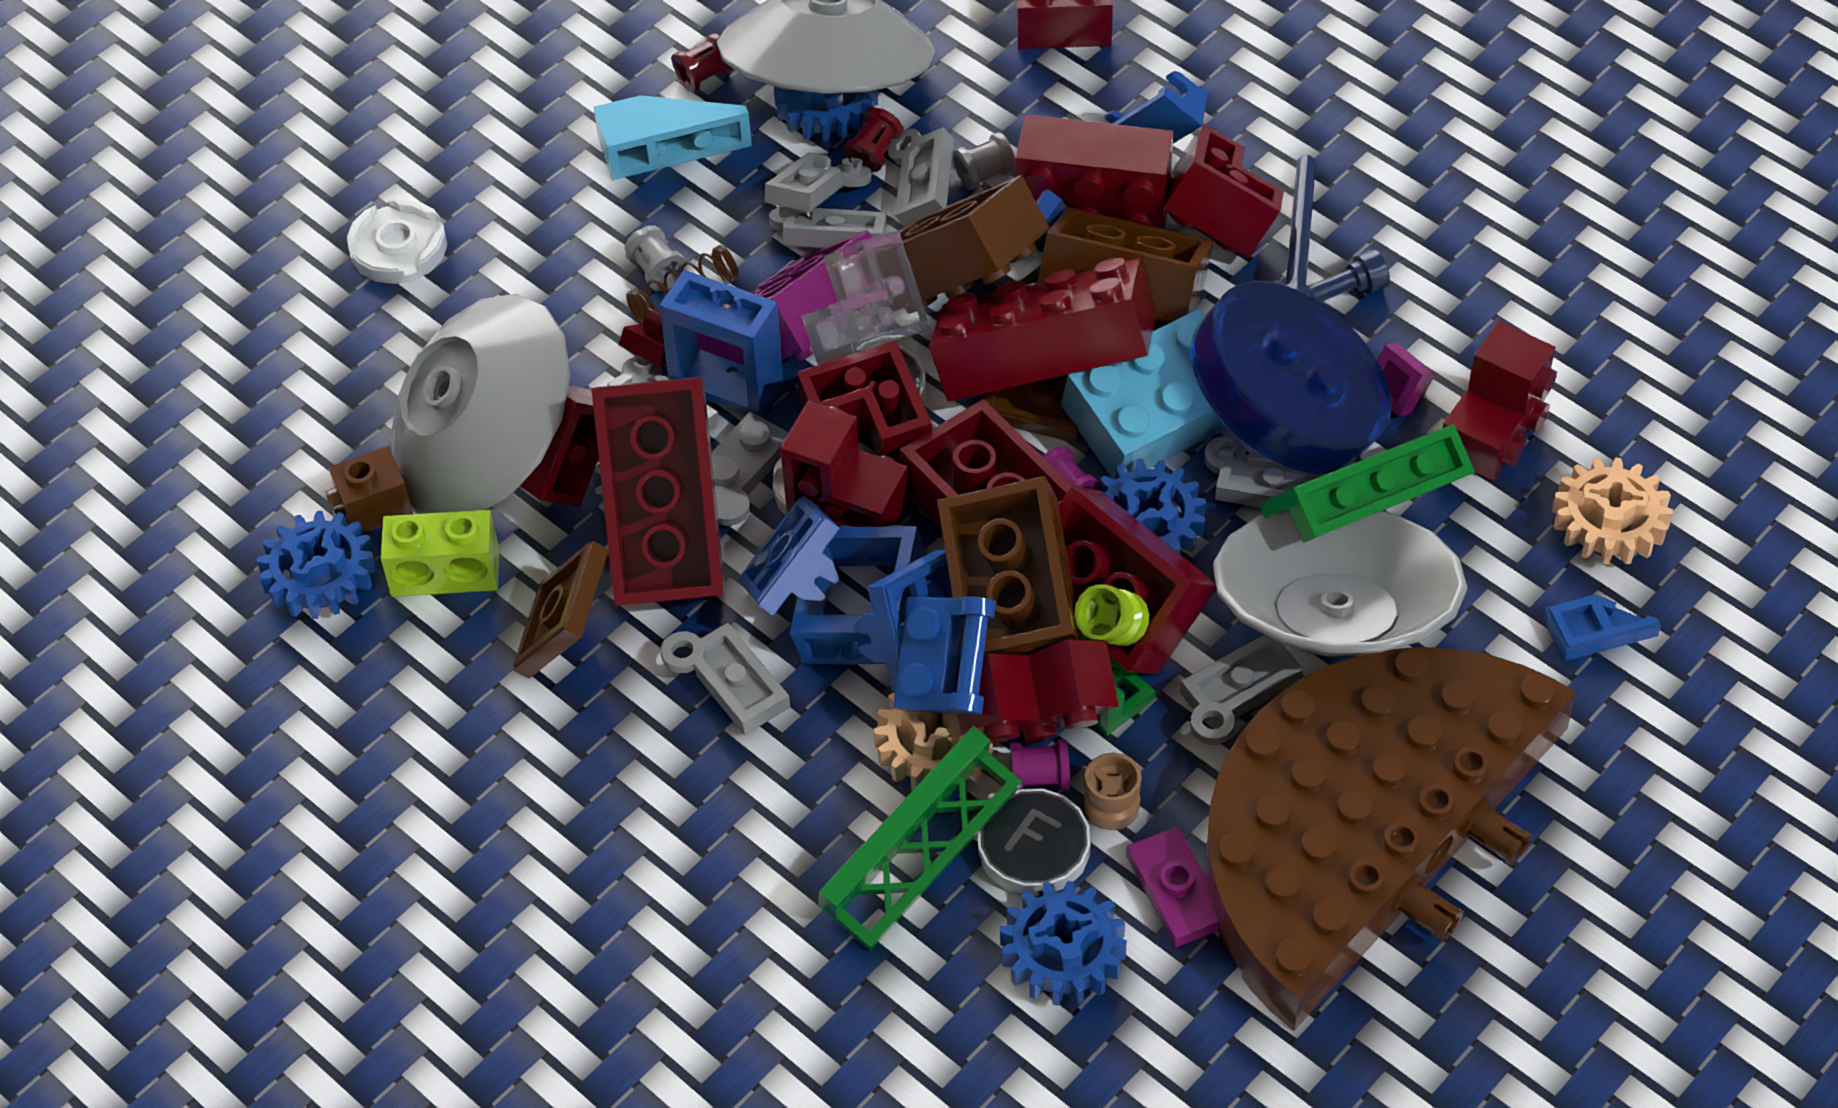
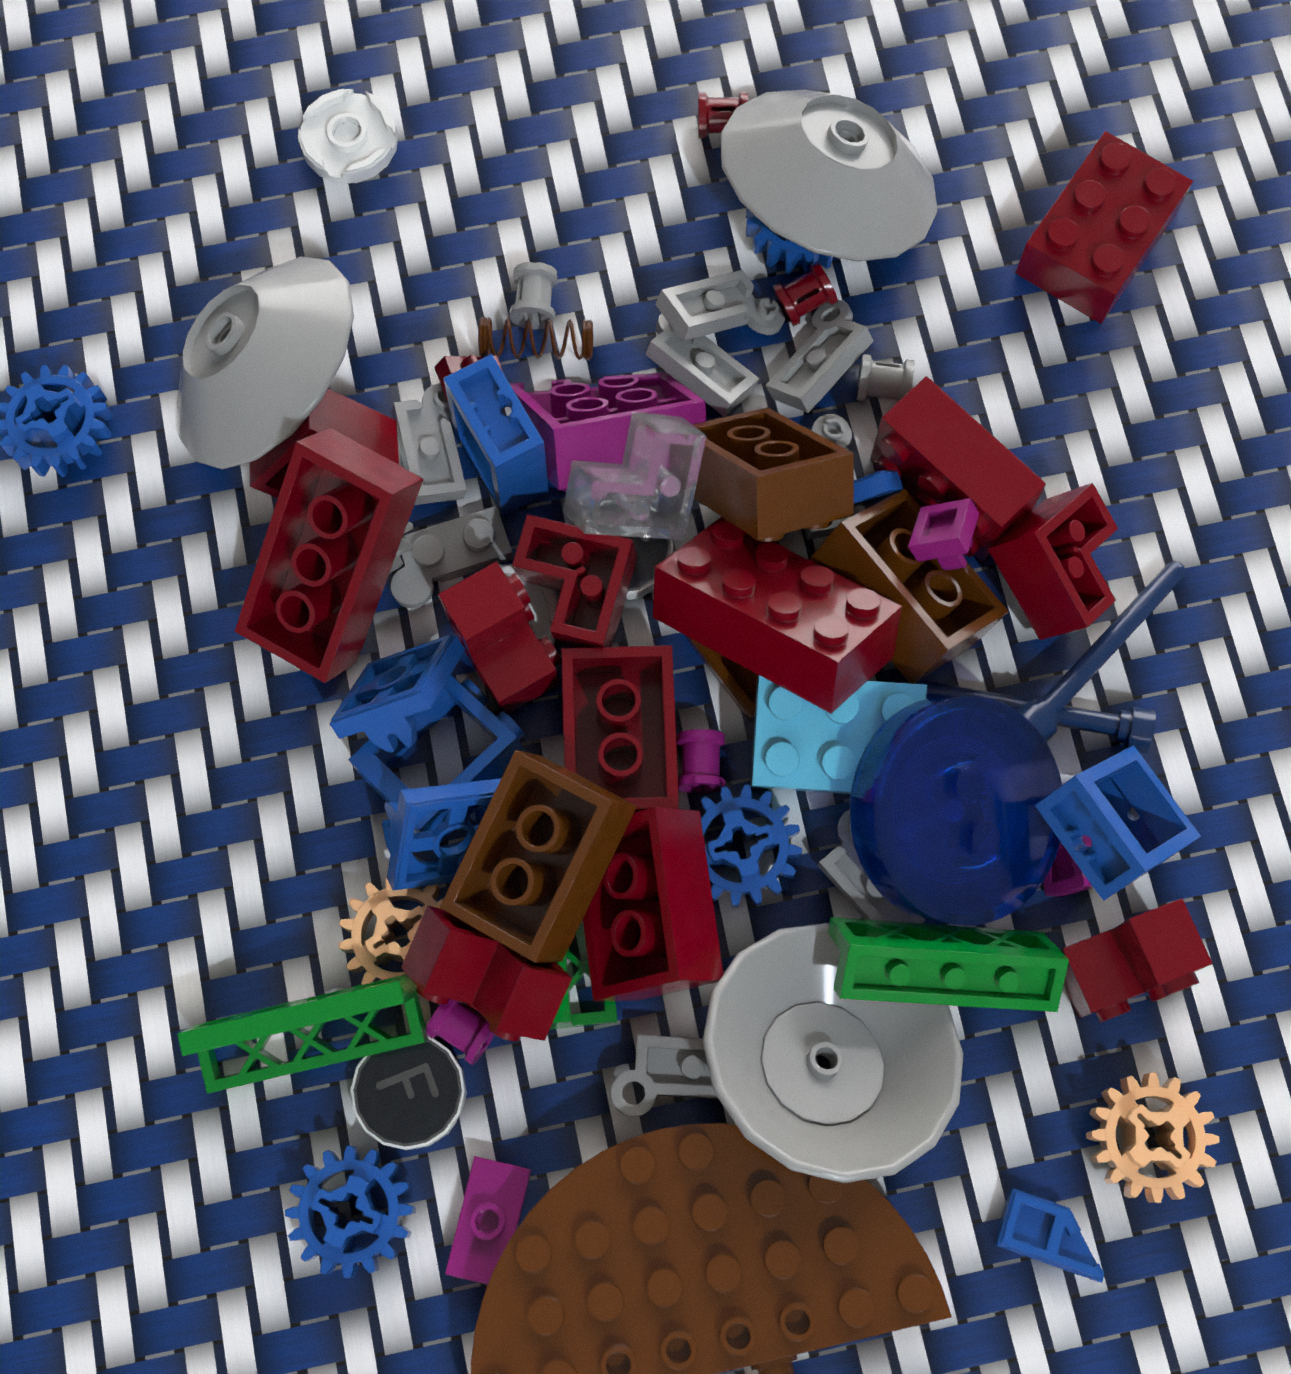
camera: 35 degrees right, 20 degrees up
(368, 489) = (141, 376): reddish brown brick -> none
(440, 553) = (148, 477): lime brick -> none
(560, 609) = (190, 604): reddish brown tile -> none
(664, 132) = (626, 165): medium azure slope -> none
(730, 675) = (288, 756): light grey hinge -> none
(932, 655) = (423, 896): blue plate -> none
(1099, 612) = (597, 954): lime wheel -> none
(1112, 791) = (492, 1094): medium nougat wheel -> none
(1128, 203) = (944, 533): none -> magenta tile
(1168, 110) = (1060, 451): blue hinge -> none
(1429, 320) = (1115, 854): none -> blue window

